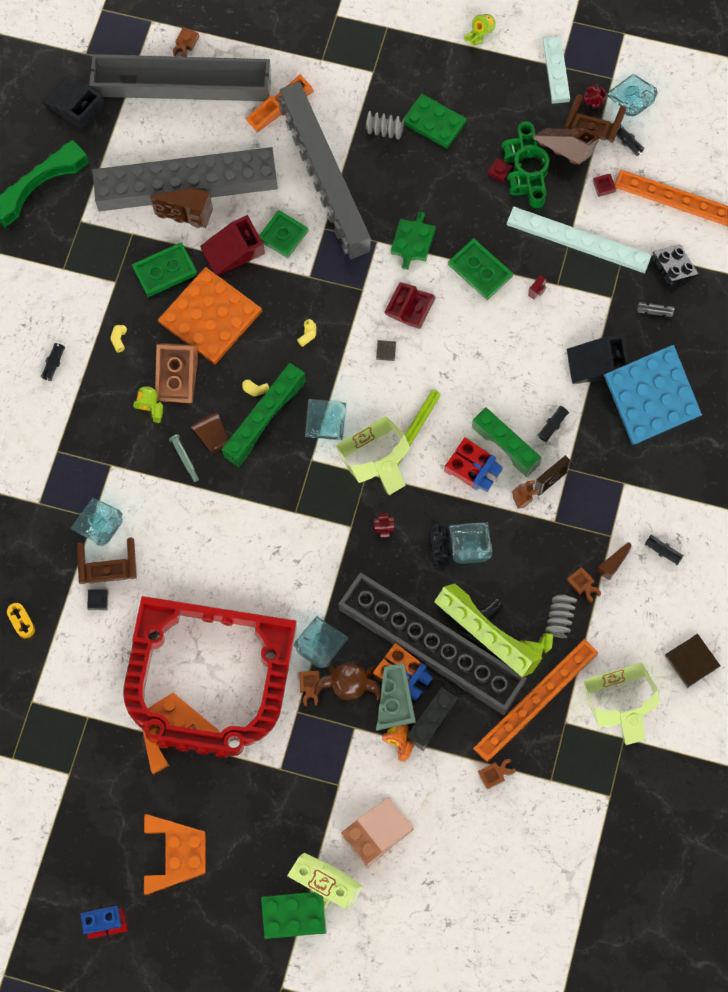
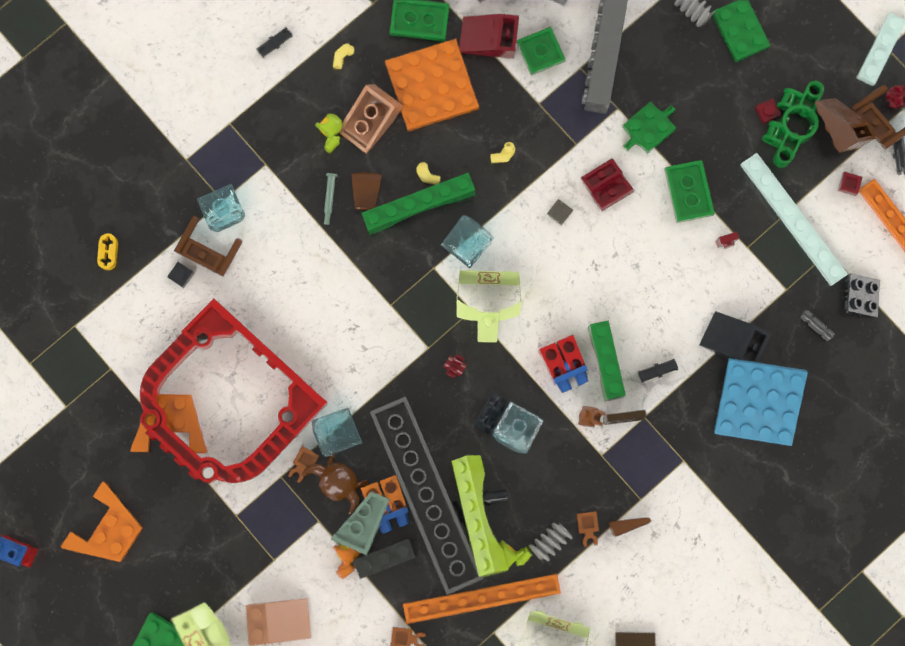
camera: 30 degrees right, 10 degrees up
(421, 417) = (547, 292): lime axle -> none
(664, 549) = (677, 542): black pin -> none

